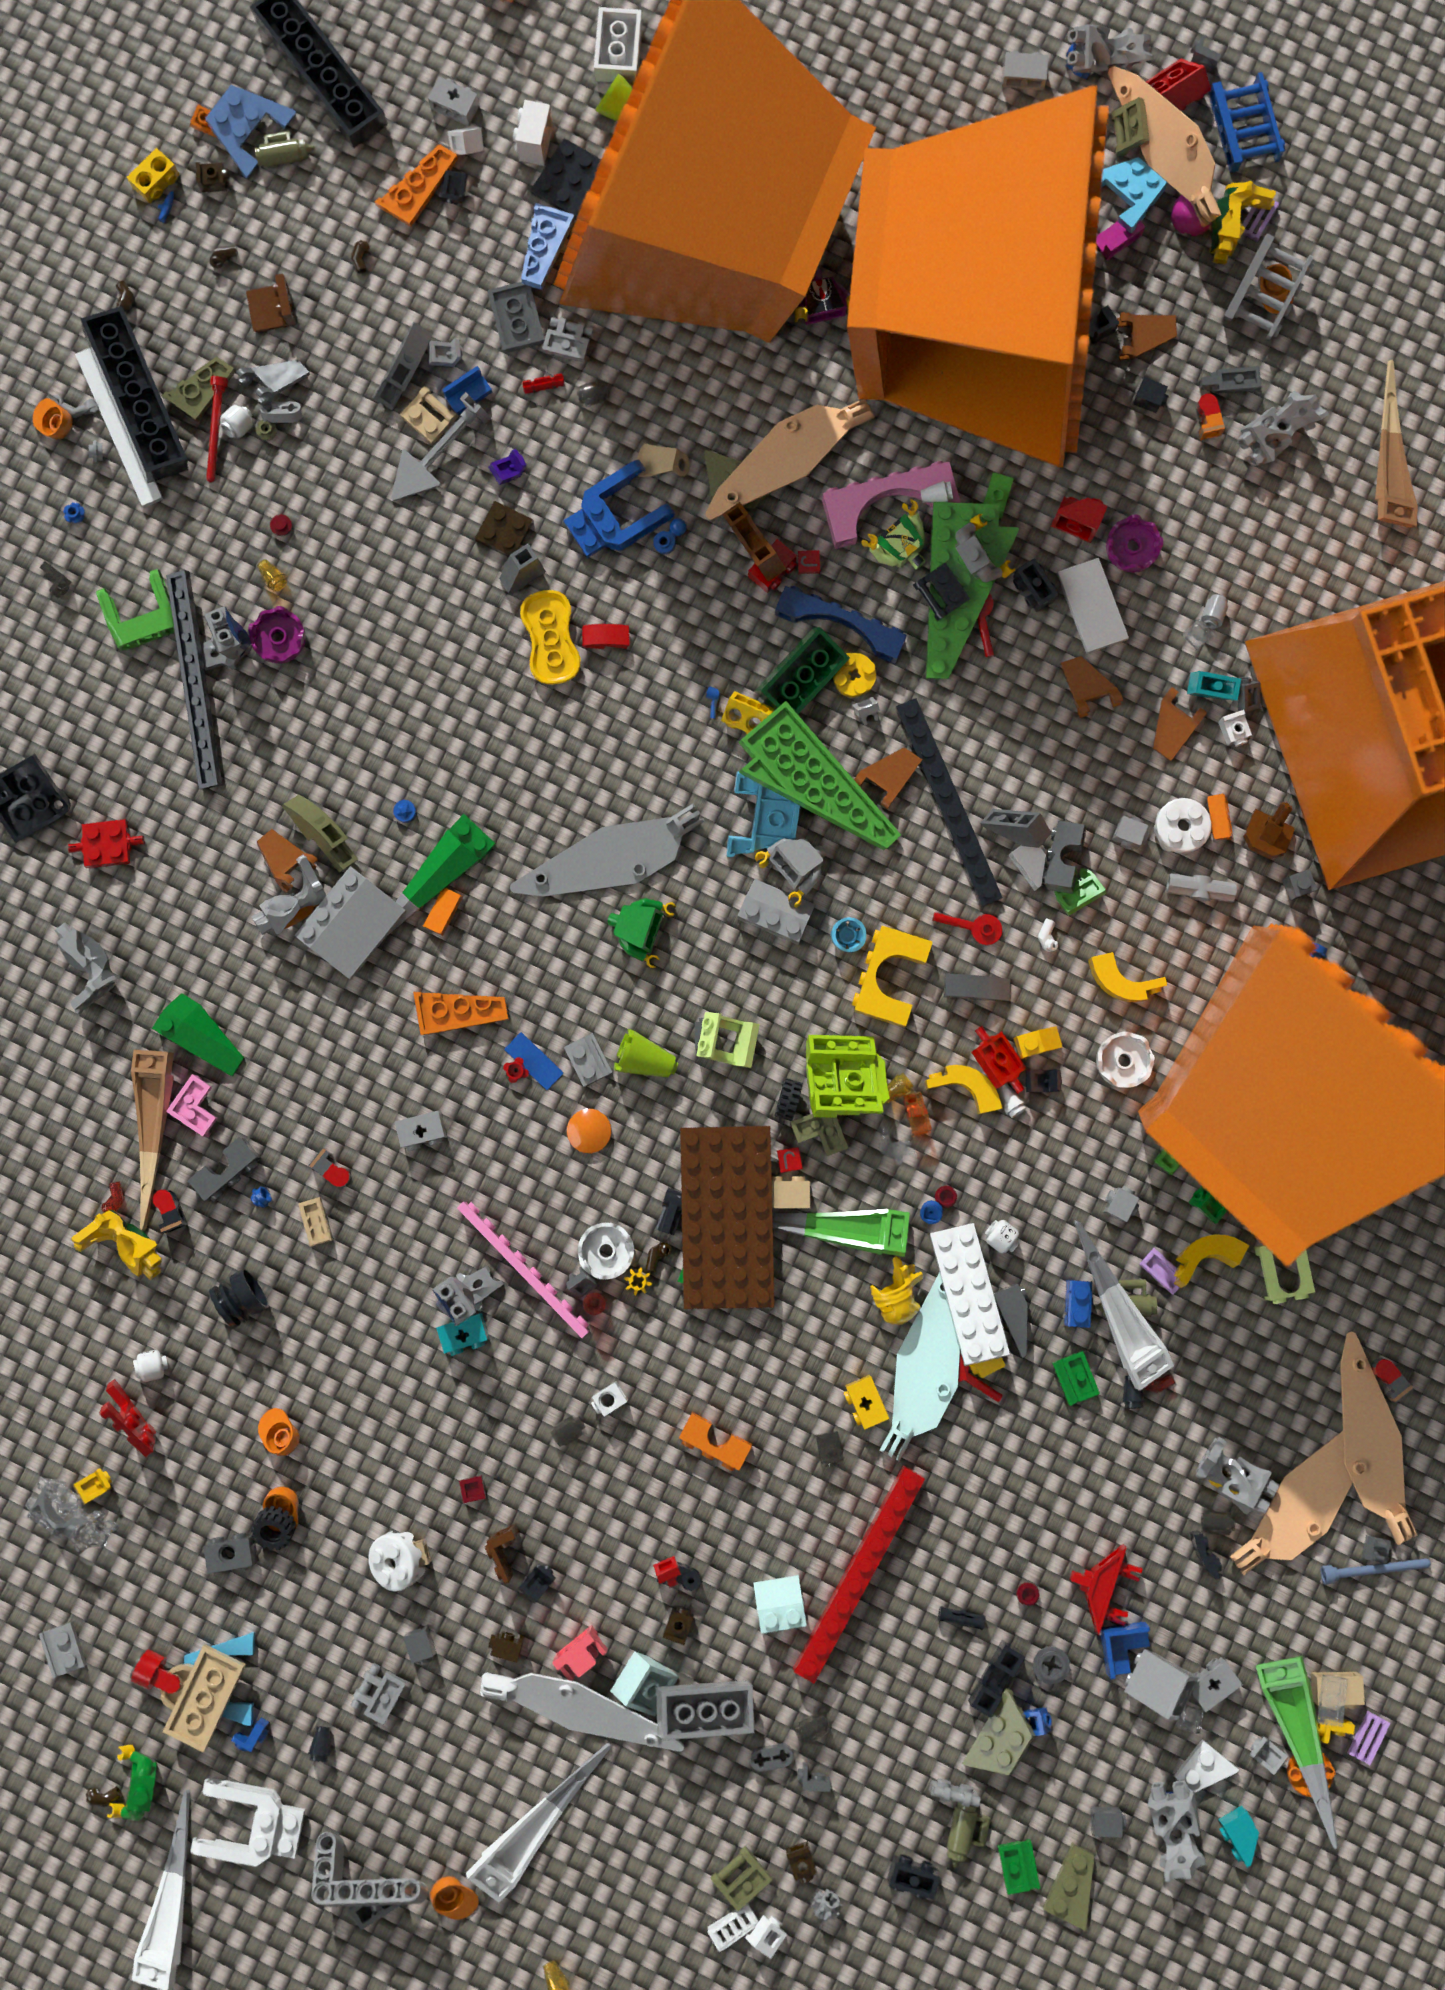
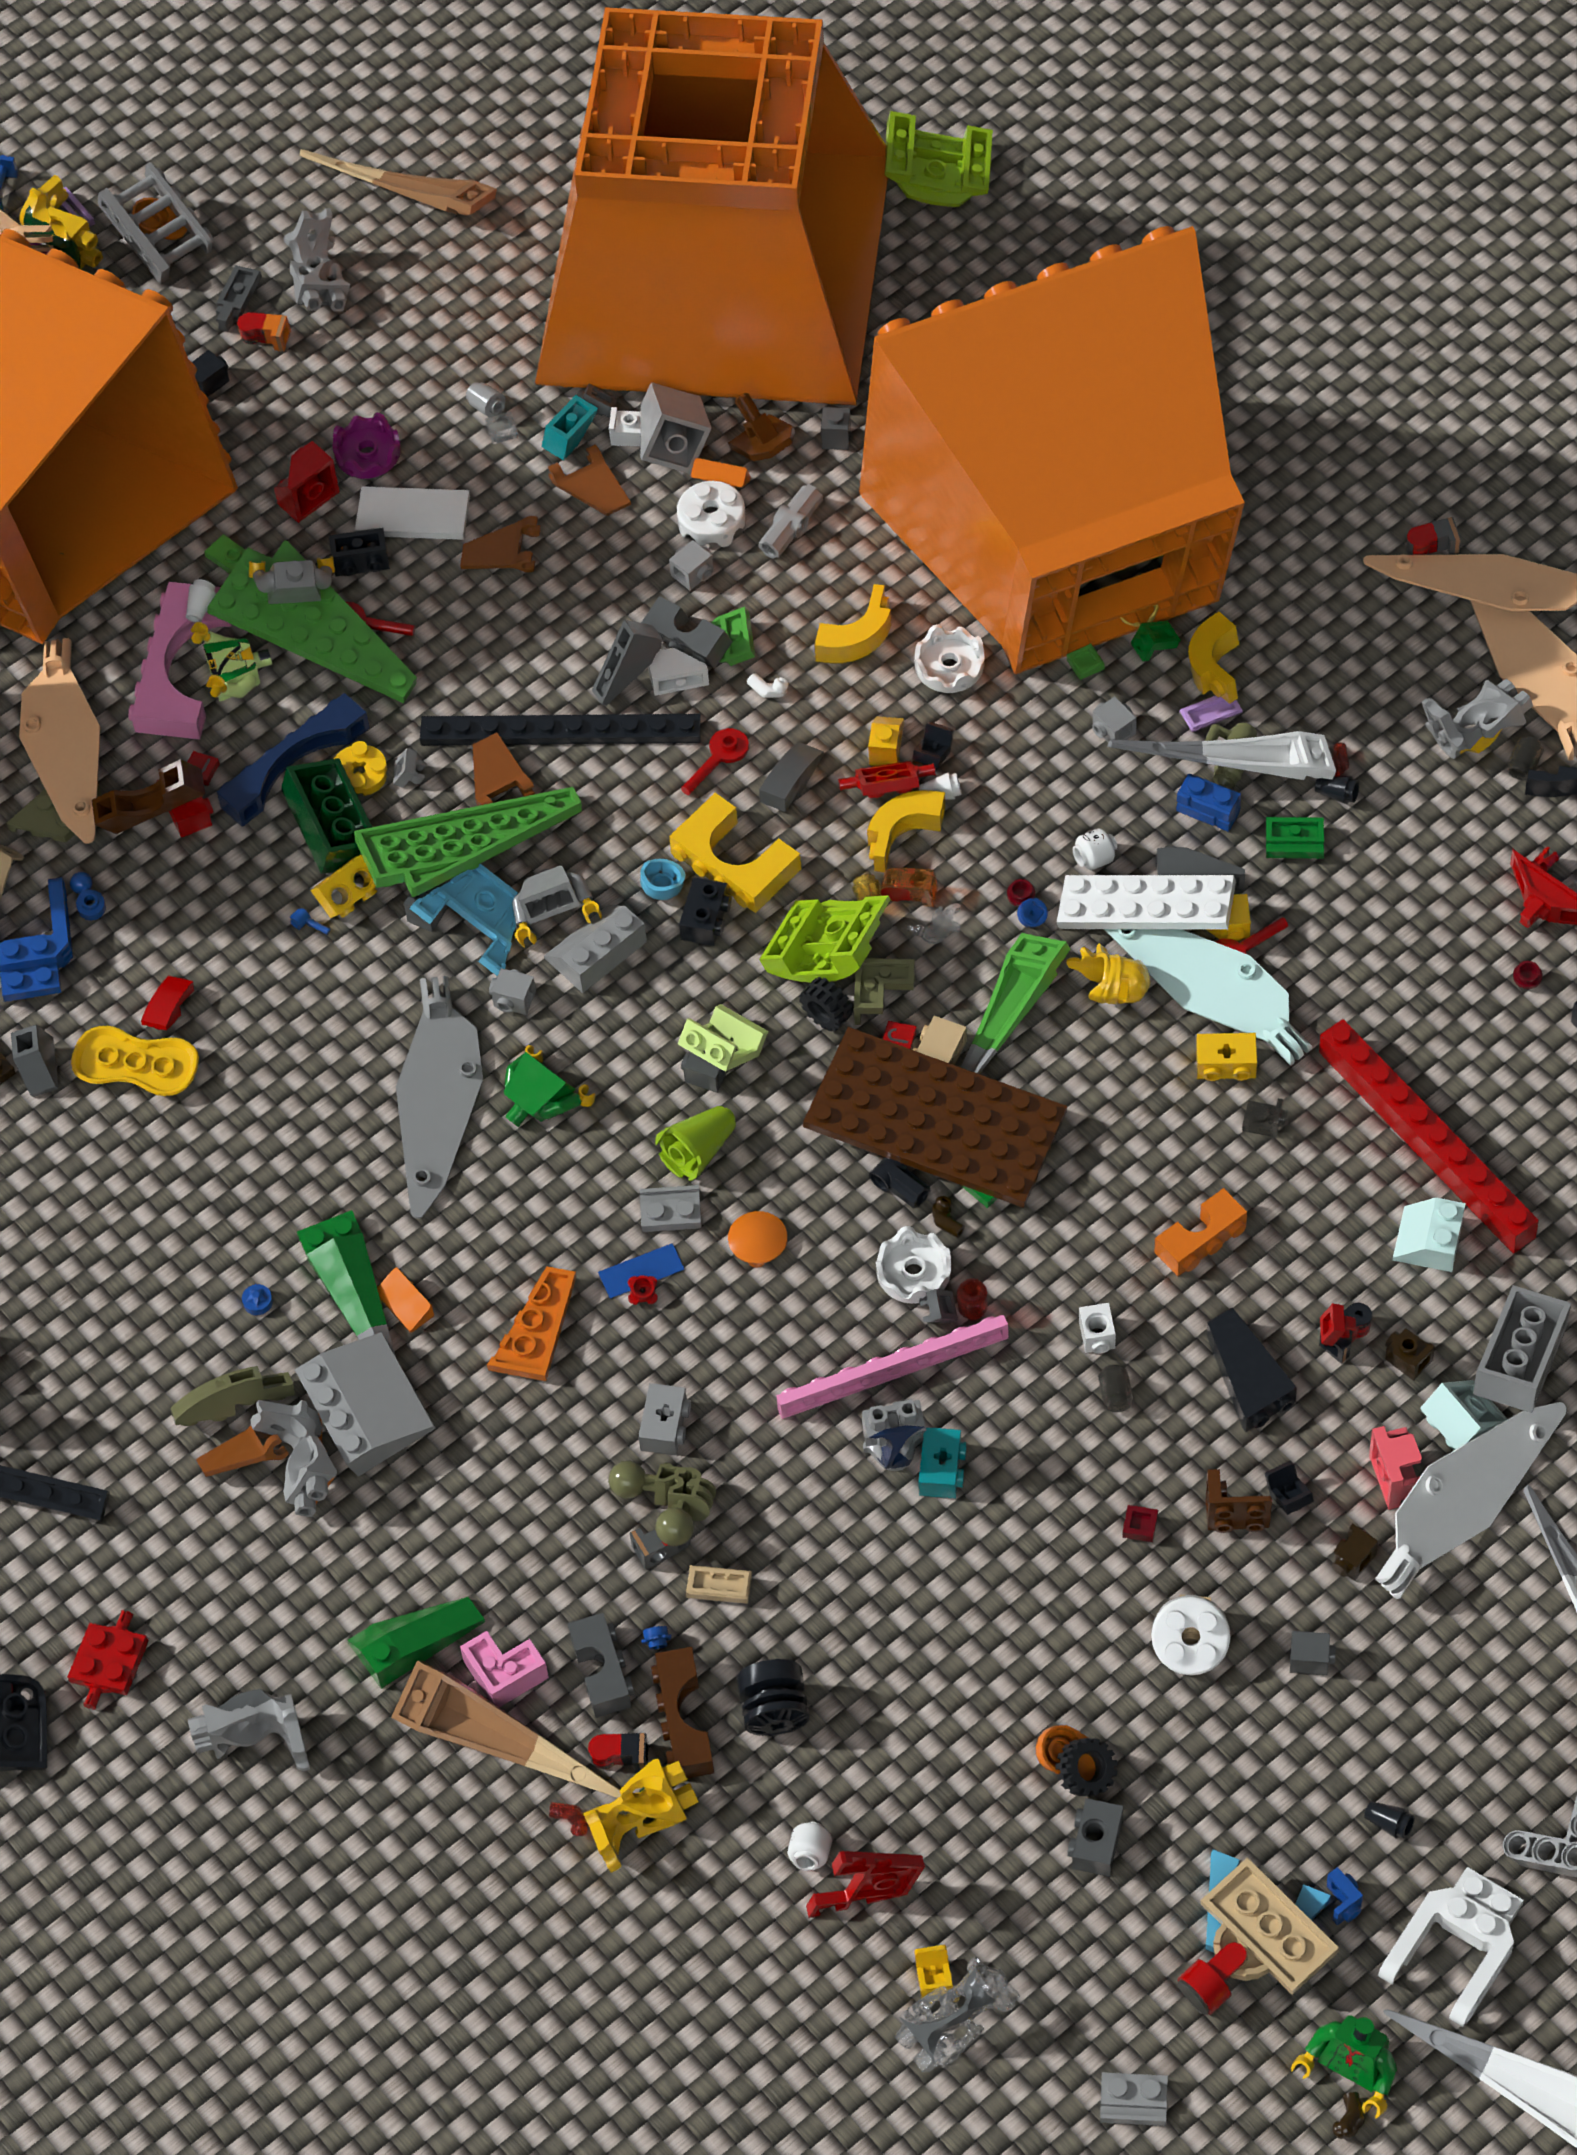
camera: 65 degrees left, 25 degrees down
(187, 1256) = (677, 1680): none -> reddish brown arch
(278, 1432) = (965, 1722): orange cap -> none
(332, 1178) = (678, 1487): none -> olive piece
(384, 1698) = (1359, 1719): light grey plate -> none
(615, 1521) = (1249, 1371): none -> black slope
(637, 1287) = (967, 1238): yellow gear -> none
(712, 871) = (512, 991): none -> light grey brick
(831, 975) = (704, 911): none -> black brick
(947, 588) = (314, 630): black plate -> none
(961, 1618) = (1527, 1052): black pin -> none
(1244, 764) = (672, 427): none -> light grey slope
(1273, 1289) = (1284, 608): yellowish green panel -> none

